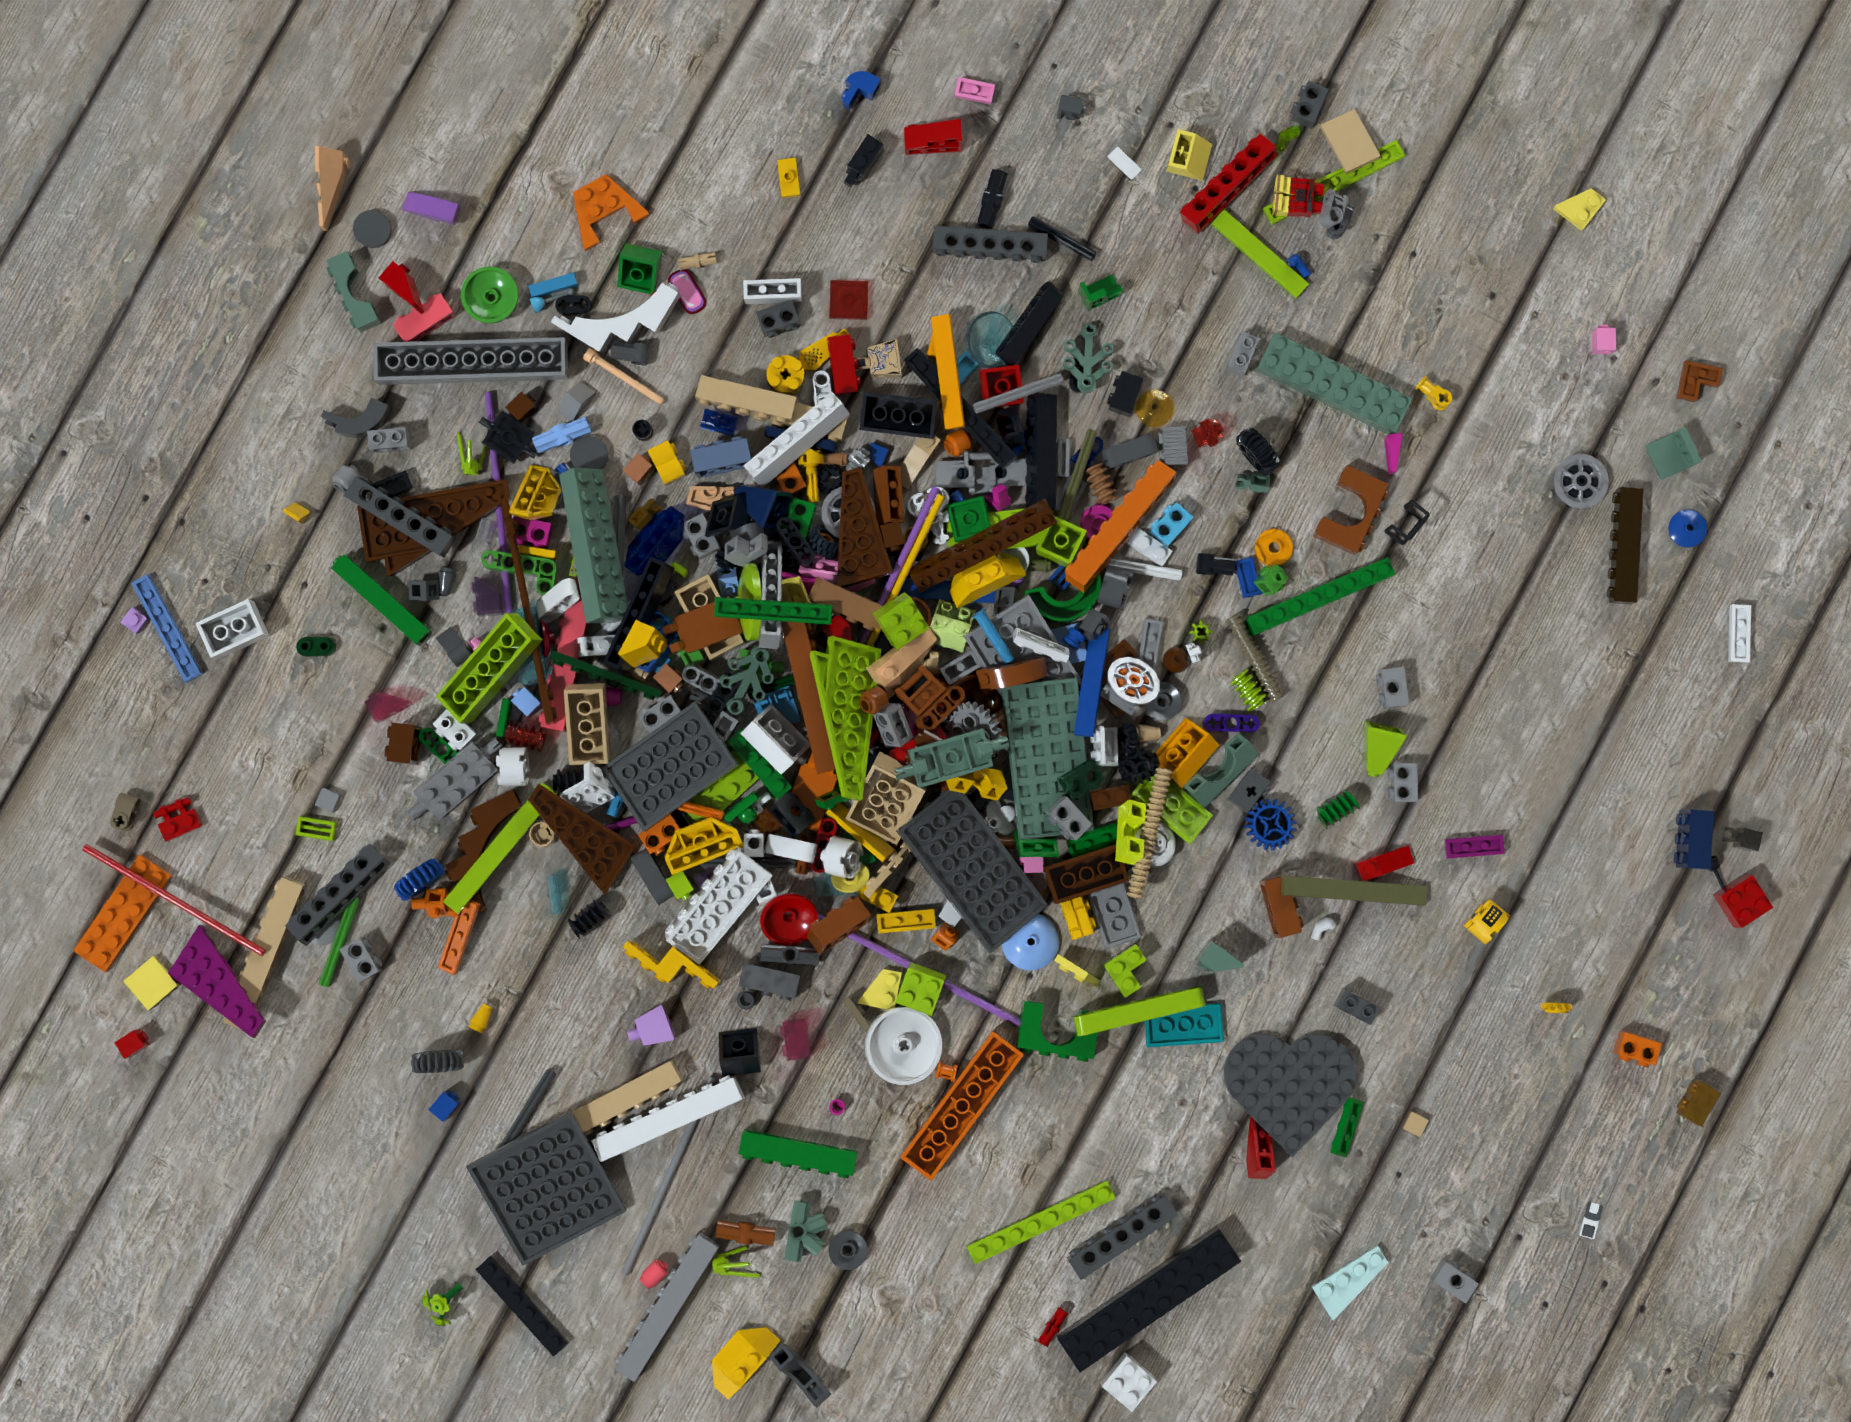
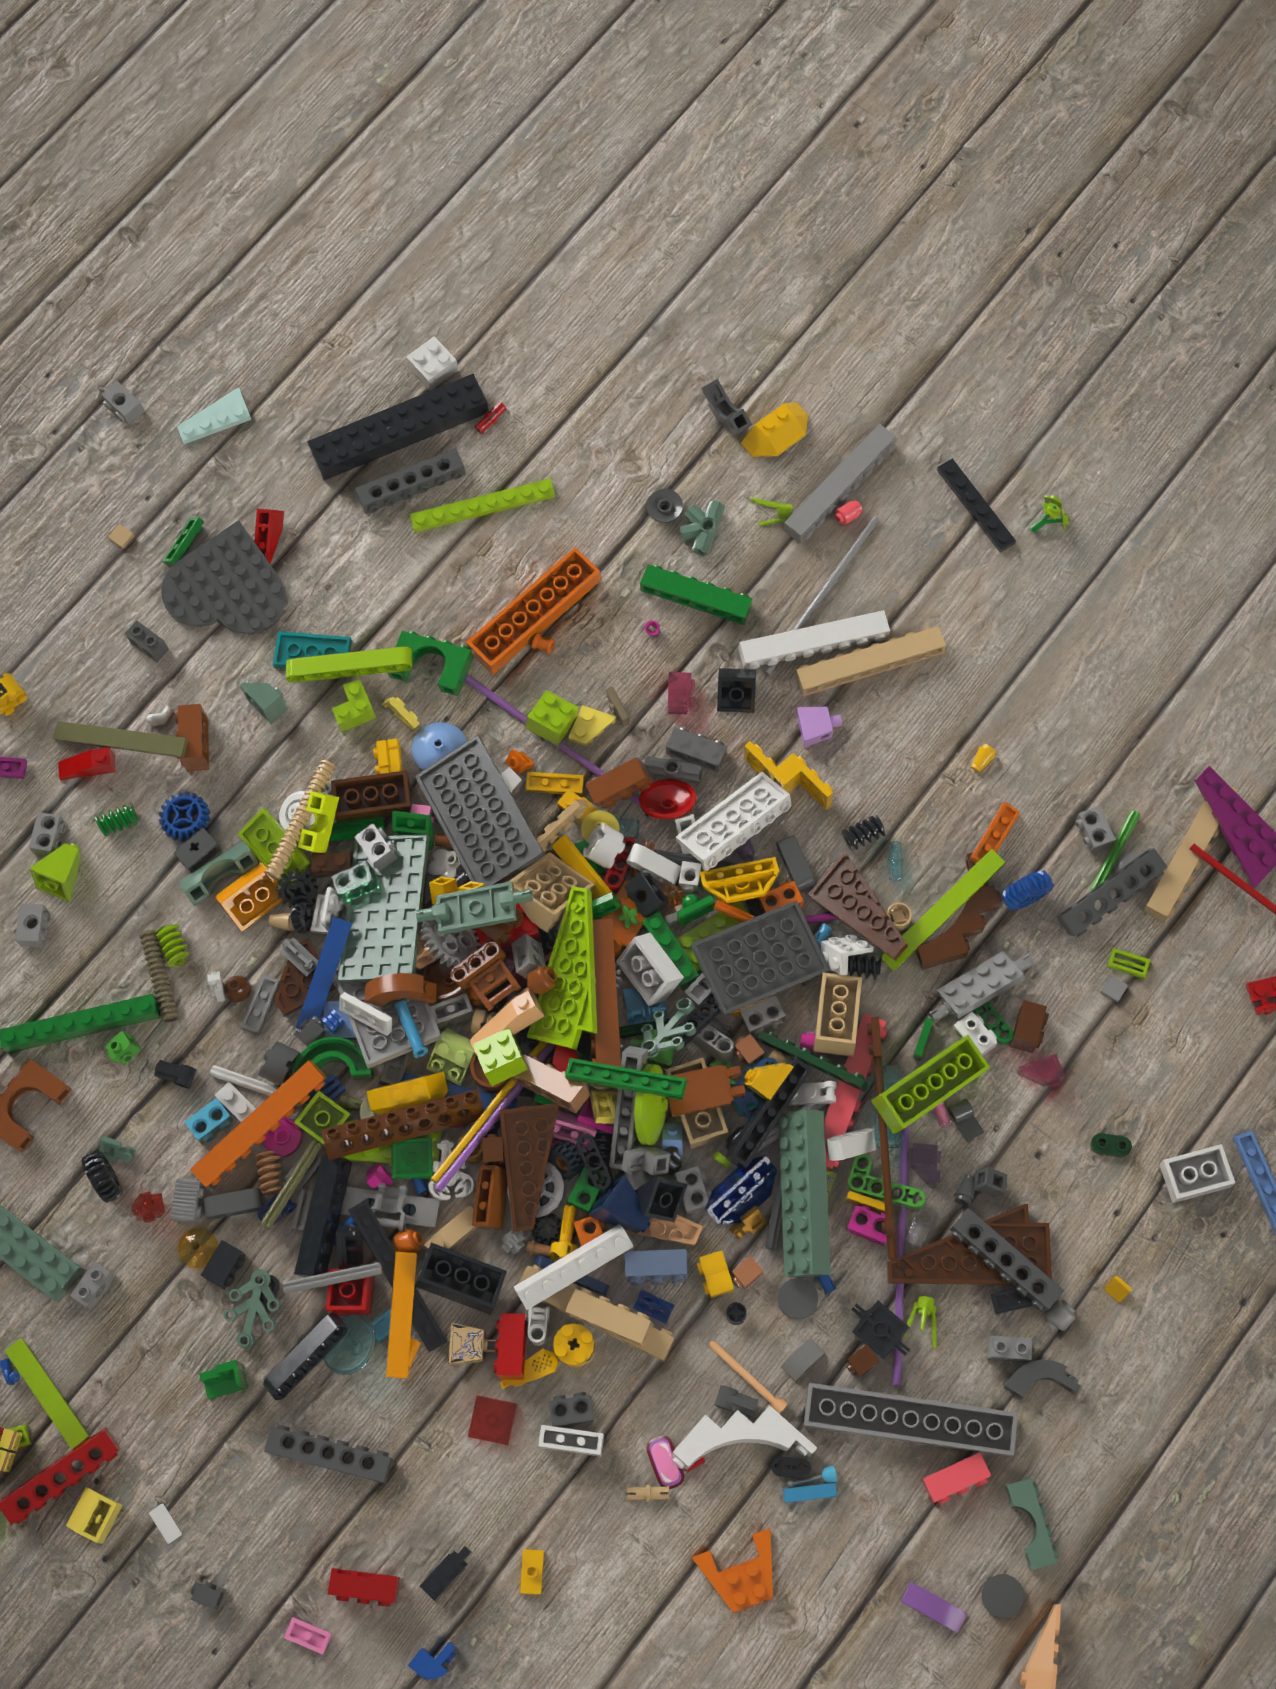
camera: 165 degrees left, 15 degrees down
(381, 599) = (1037, 1181): green brick -> none
(401, 283) = (974, 1519): red slope -> none
(434, 903) = (1012, 870): orange piece -> none
(437, 1061) = (1029, 722): dark grey gear -> none
(445, 1105) = (1027, 685): blue brick -> none
(483, 284) = (895, 1486): bright green dish -> none
(513, 766) = (920, 986): white brick -> none
(525, 736) = (904, 1017): clear red piece -> none
(526, 701) = (898, 1051): light blue brick -> none
(529, 1107) = (949, 669): dark grey axle -> none
(536, 495) = (857, 1258): yellow wedge -> none
(546, 1188) = (938, 596): dark grey plate -> none
(547, 638) = (868, 1109): dark red dish -> none
(561, 435) = (823, 1323): light blue piece -> none
(639, 268) = (712, 1494): green slope -> none
(680, 885) = (768, 847): lime brick -> none
(745, 1232) = (757, 534): dark orange piece -> none
(746, 1000) = (723, 735): dark grey plate -> none
(806, 791) = (628, 915): none -> bright green plant
(878, 454) = (493, 1247): blue tile -> none
(903, 1045) = (579, 669): white dish -> none
(992, 198) = (315, 1505): black piece -> none
(1062, 238) = (251, 1448): black axle -> none
(1114, 916) = (353, 754): light grey tile -> none
(1133, 681) = (282, 966): flat silver piece -> none
(1170, 708) = (257, 940): dark grey dish -> none
(1199, 627) = (201, 1012): lime gear -> none
(1245, 728) = (203, 925): dark purple beam -> none
(1246, 576) = (147, 1057): blue tile -> none
(1273, 536) = (119, 1092): light orange tile -> none

